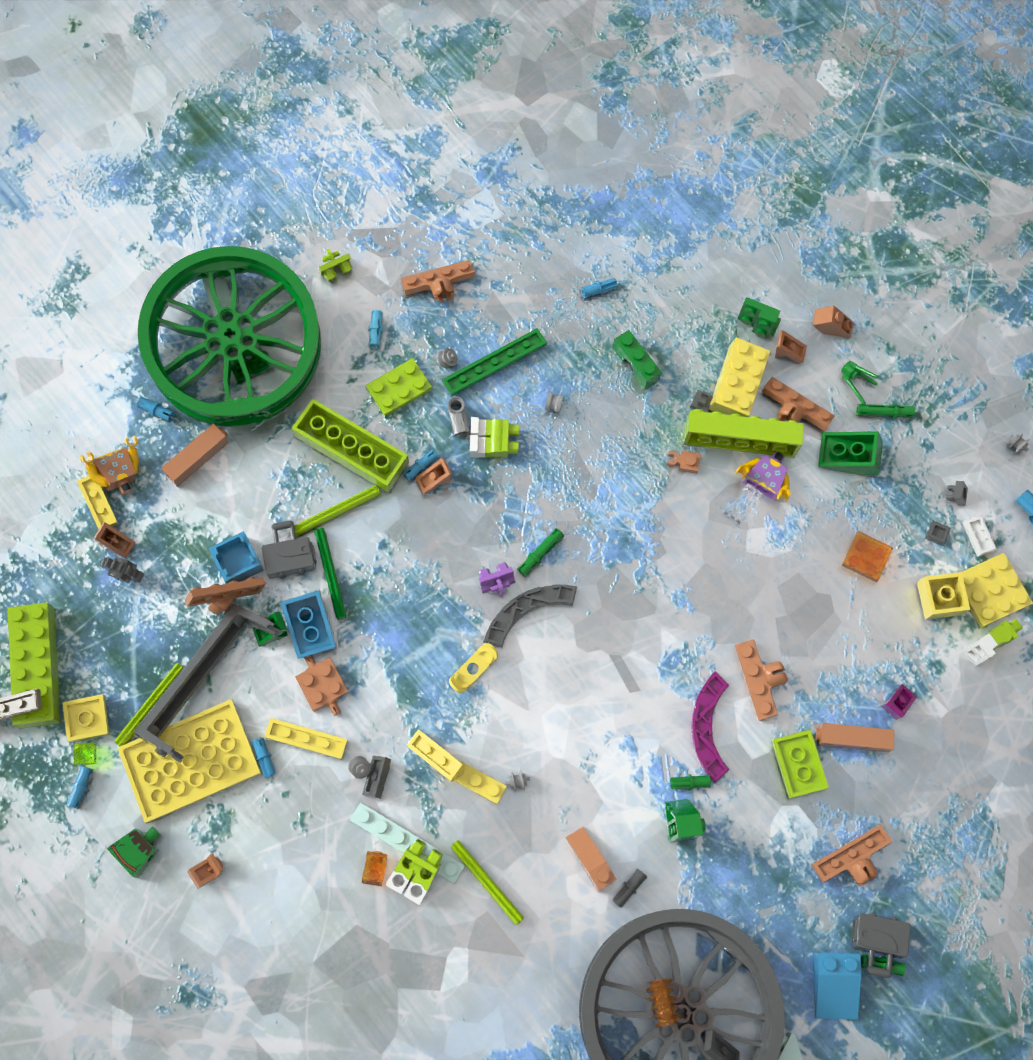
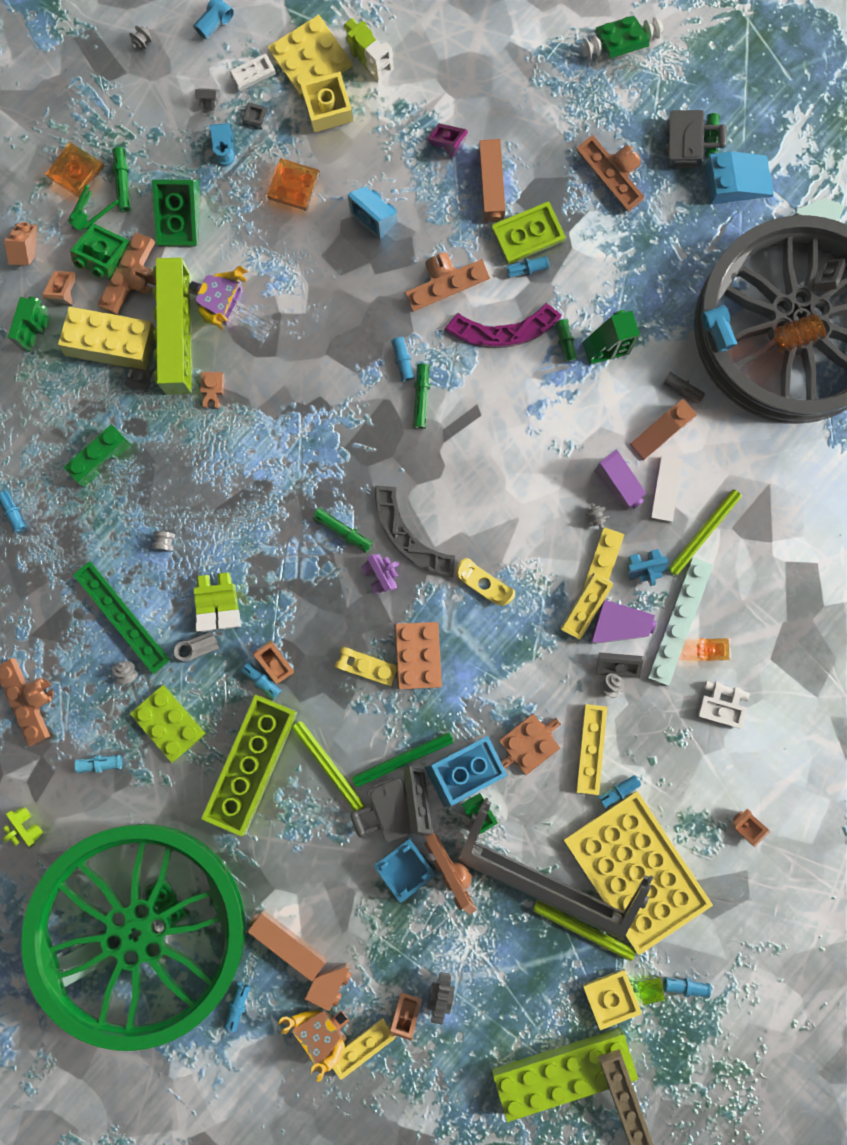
camera: 90 degrees left, 10 degrees up
(135, 850) = (743, 909): green torso -> none
(155, 481) = (326, 986): none -> nougat slope
(290, 577) = (417, 801): none -> dark grey plate
(316, 866) = (722, 711): none -> white plate
(414, 785) = (621, 623): none -> medium lavender slope
(416, 555) = (367, 666): none -> light yellow plate
(418, 599) = (417, 655): none -> nougat plate
(419, 865) = (711, 605): lime hips -> none
(459, 819) = (649, 569): none -> dark azure hips
(534, 853) = (666, 489): none -> white tile
(546, 807) = (620, 480): none -> medium lavender slope
(654, 639) = (421, 395): none -> green pin
(681, 920) = (718, 323): none -> dark azure piece
(690, 628) = (402, 359): none -> dark azure pin
(766, 758) = (528, 266): none -> dark azure axle
(819, 383) = (99, 251): none -> green plate
(834, 622) = (372, 211): none -> dark azure slope
(897, 373) = (74, 169): none -> clear orange plate
(913, 500) = (222, 143): none -> dark azure piece
(992, 890) = (622, 37): none -> green plate

